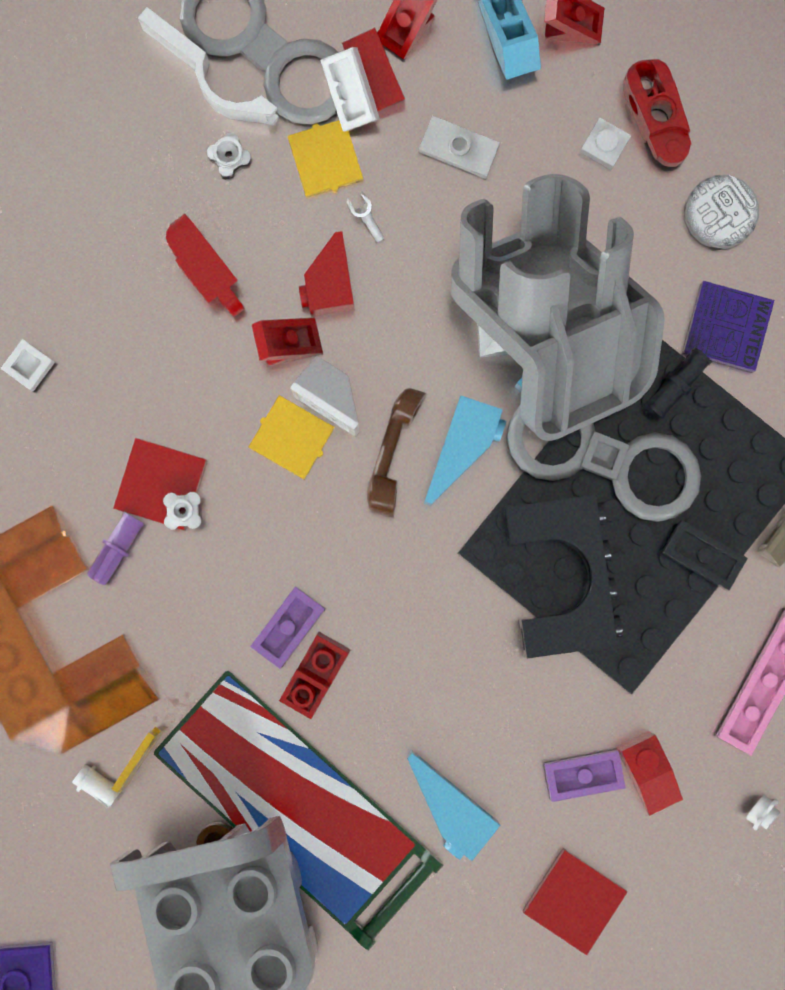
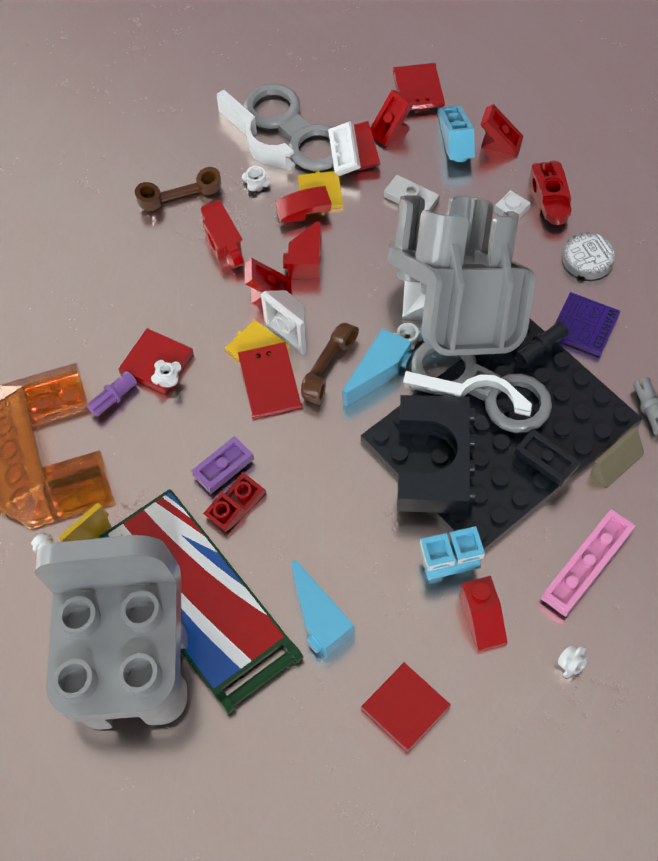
camera: 15 degrees right, 25 degrees down
(27, 365) = (86, 275): white plate -> none
(159, 174) = (150, 198): none -> reddish brown piece
(307, 193) = (296, 205): none -> red slope
(321, 489) = (269, 380): none -> red container
(366, 216) = (340, 225): white hand -> none
(490, 378) = (410, 330): none -> white plate
(579, 485) = (448, 388): none -> white piece
(584, 775) = (429, 607): medium lavender plate -> none
(598, 713) = (451, 555): none -> medium azure hips

